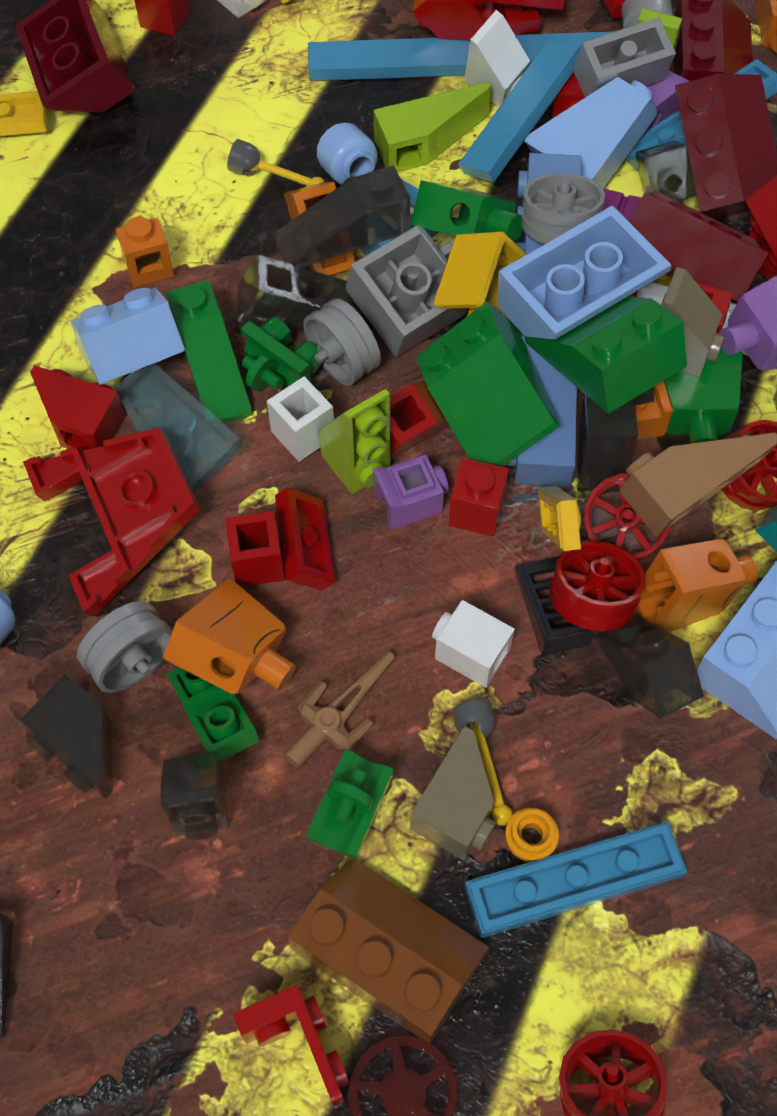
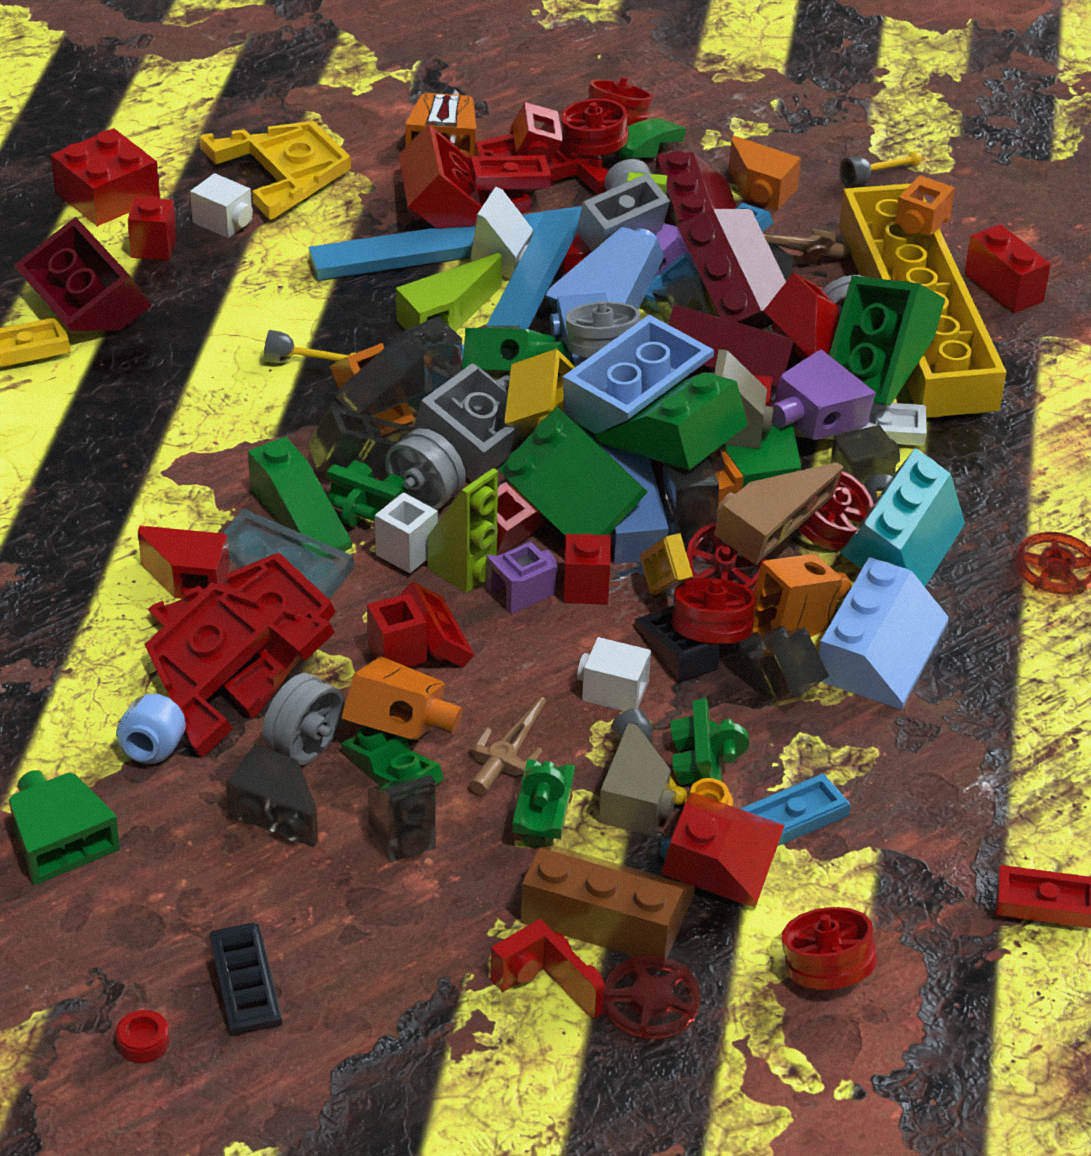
camera: 15 degrees left, 20 degrees down
(62, 528) = (213, 641): none -> red wing
(127, 334) = (220, 487): light blue slope -> none
(141, 240) = (205, 420): orange brick -> none
(346, 152) = (375, 324): light blue head -> none
(529, 912) = (722, 849): none -> red slope
(554, 762) = (710, 744): none -> green hips

